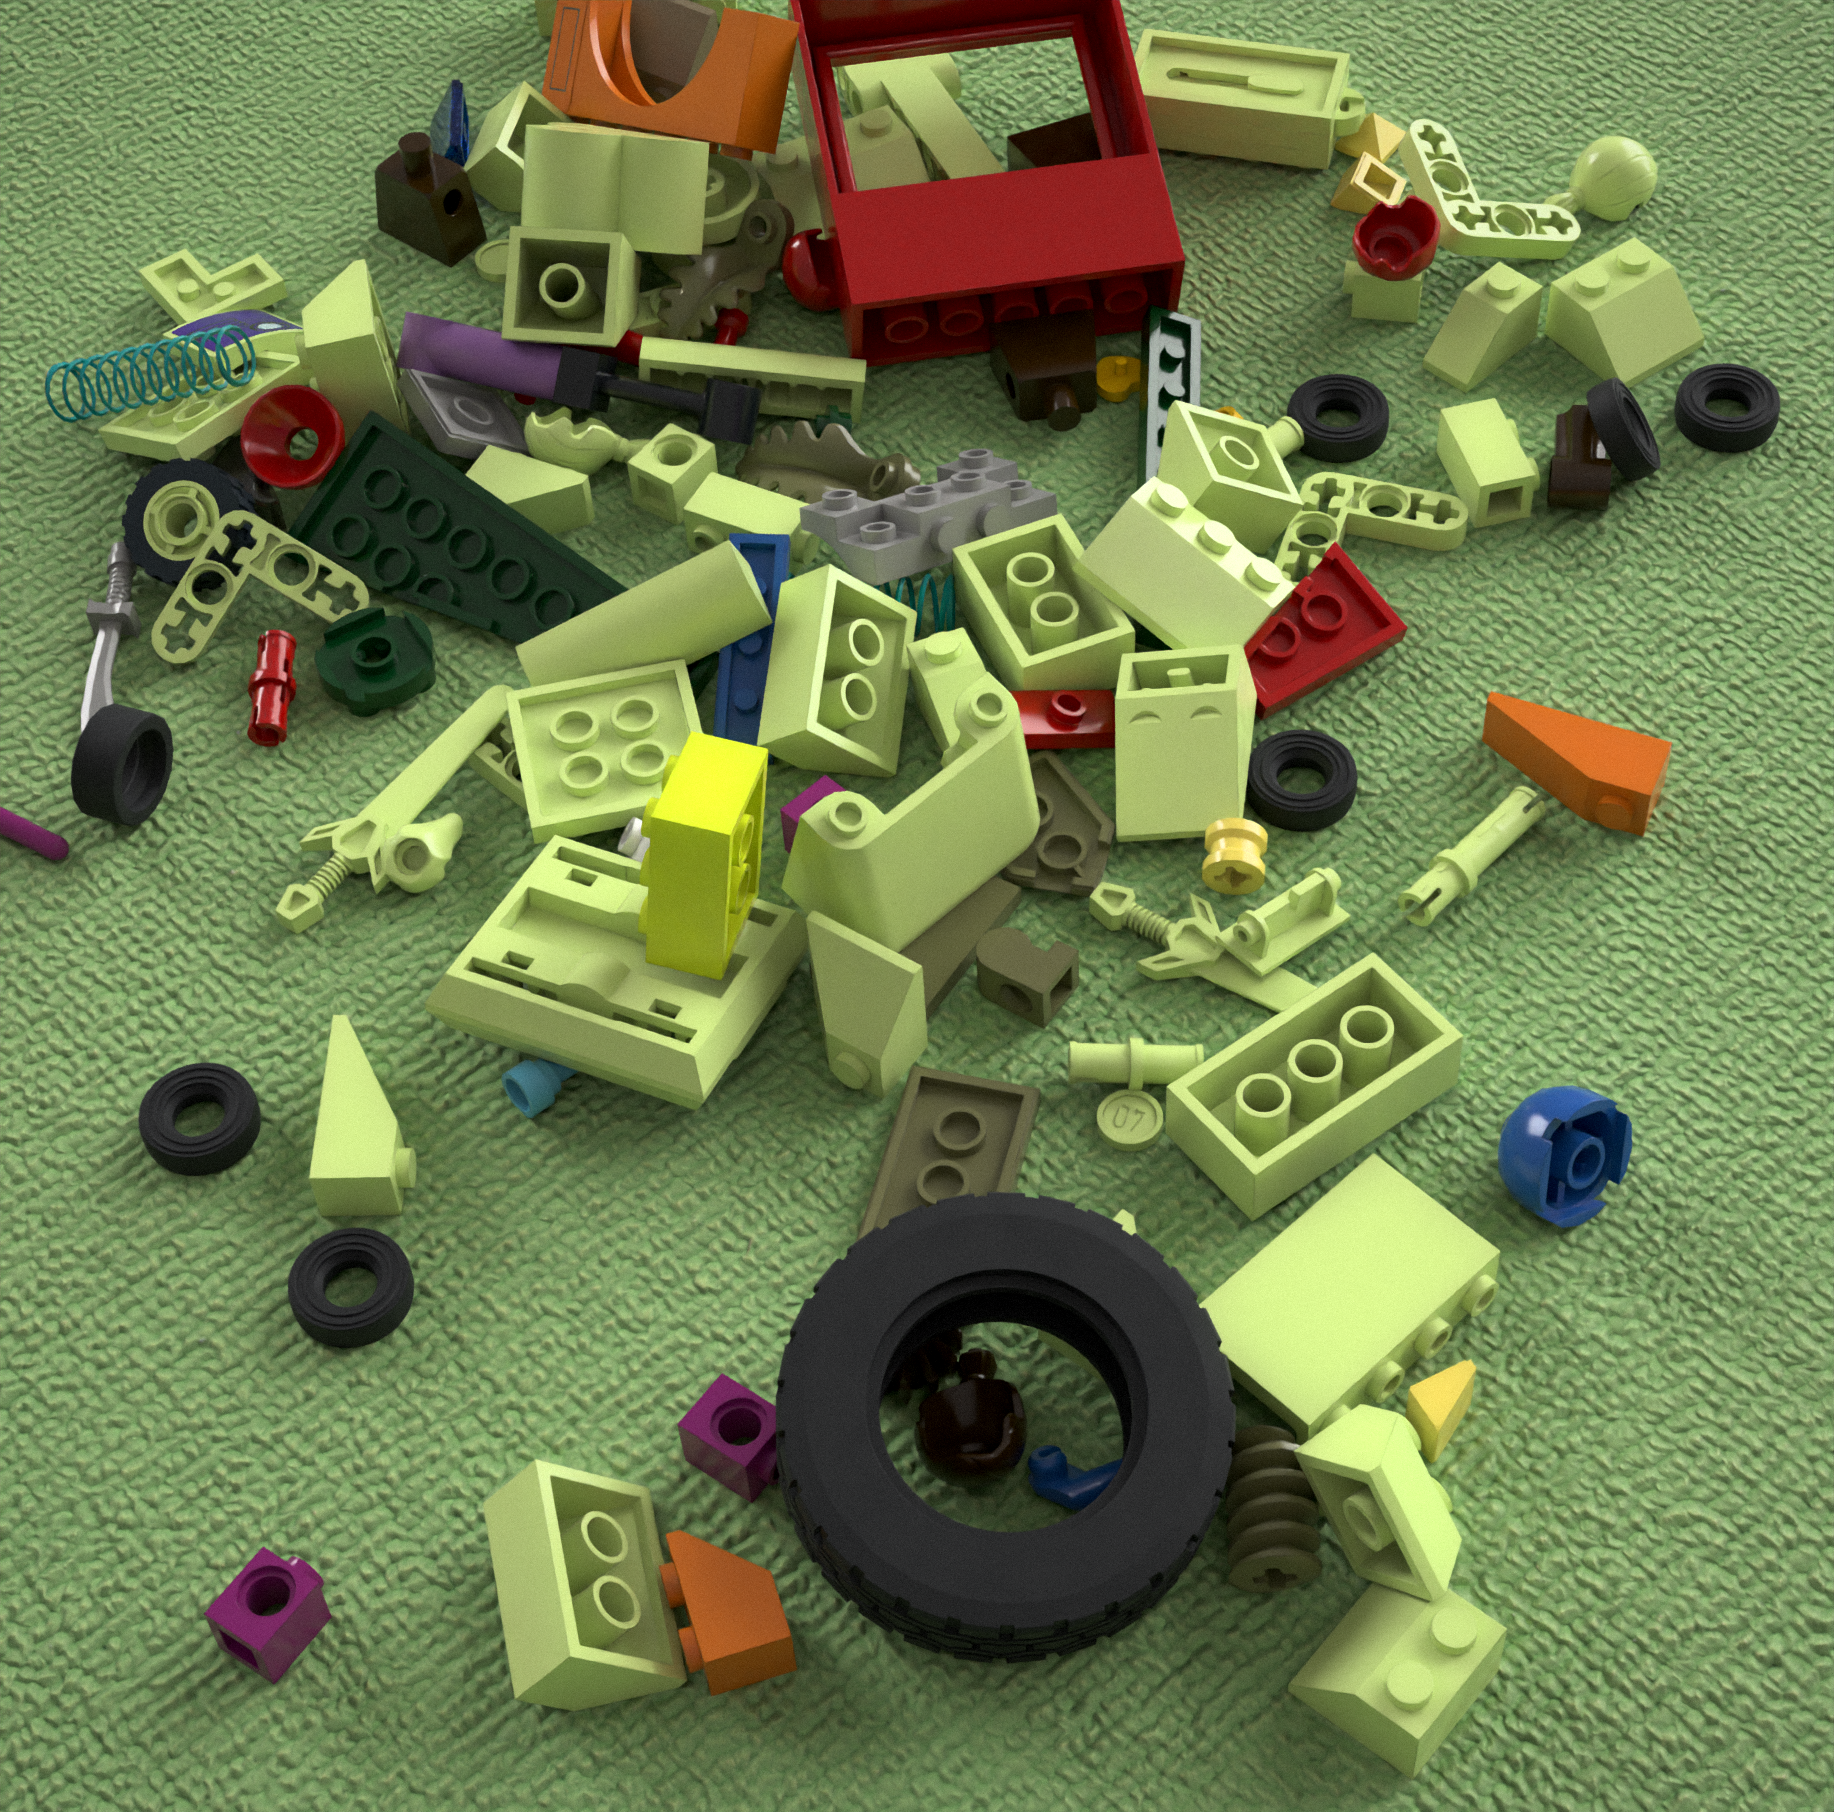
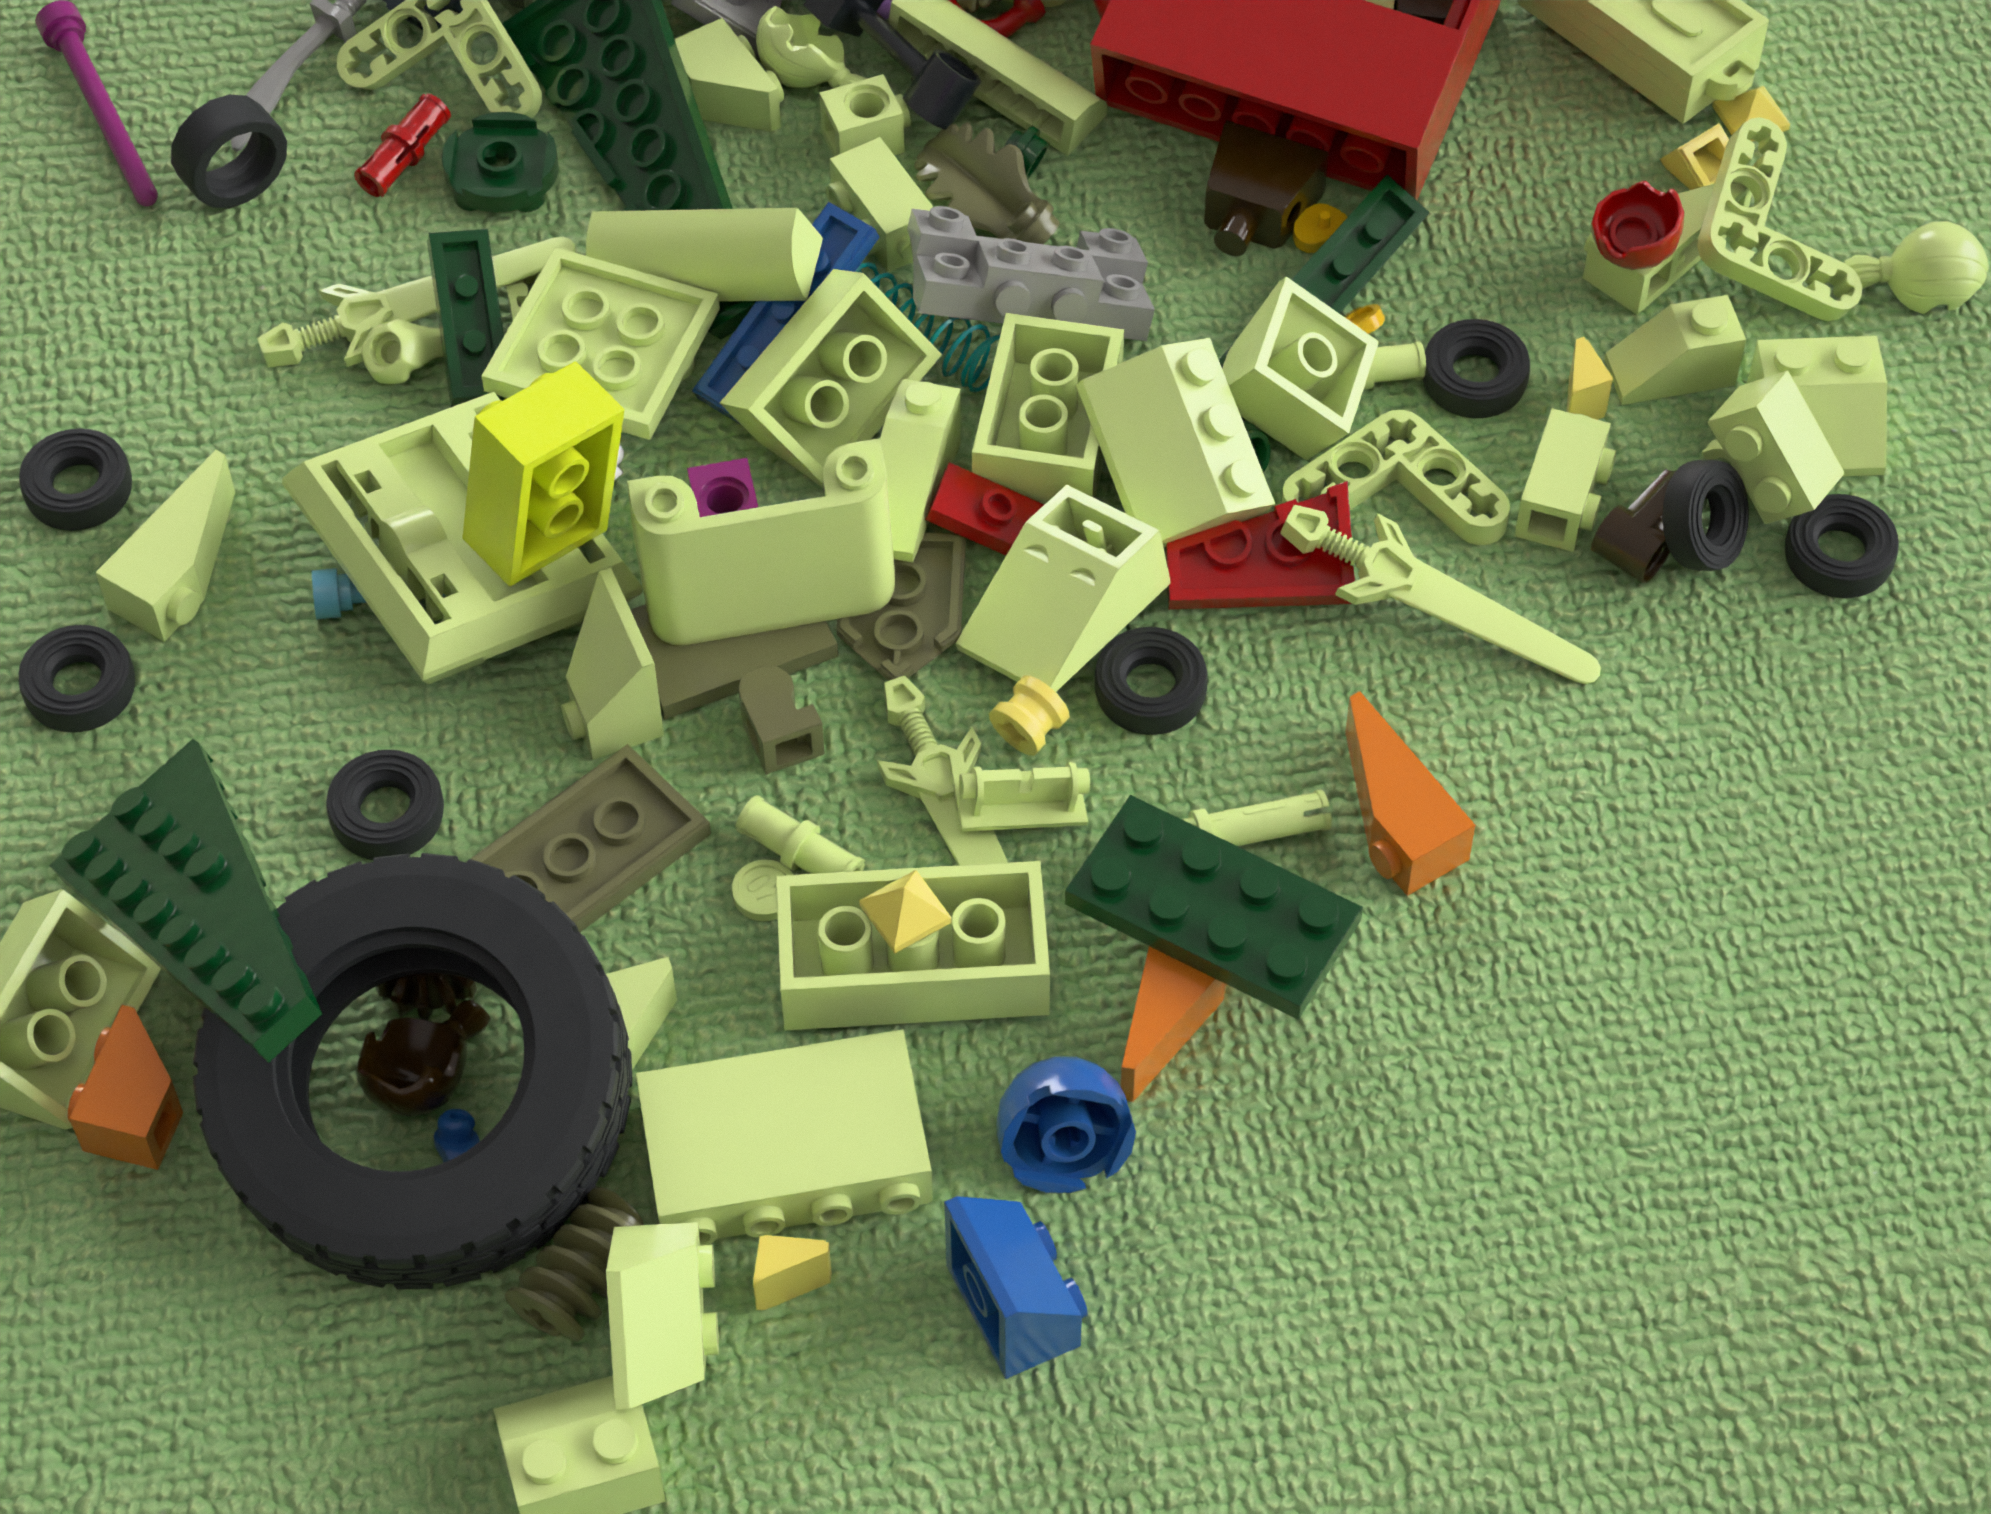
camera: 30 degrees right, 5 degrees up
(466, 789) = (465, 308): none -> dark green plate
(653, 1385) = (194, 900): none -> dark green wing
(738, 1272) = (377, 771): none -> black tyre
(1304, 1051) = (905, 911): none -> light yellow slope
(1426, 594) = (1393, 572): none -> yellowish green sword
(1435, 382) = (1588, 382): none -> light yellow slope
(1537, 912) = (1214, 906): none -> dark green plate
(1539, 985) = (1167, 1013): none -> orange slope
(1636, 1310) = (1011, 1282): none -> blue slope
(1637, 349) = (1774, 447): none -> yellowish green brick

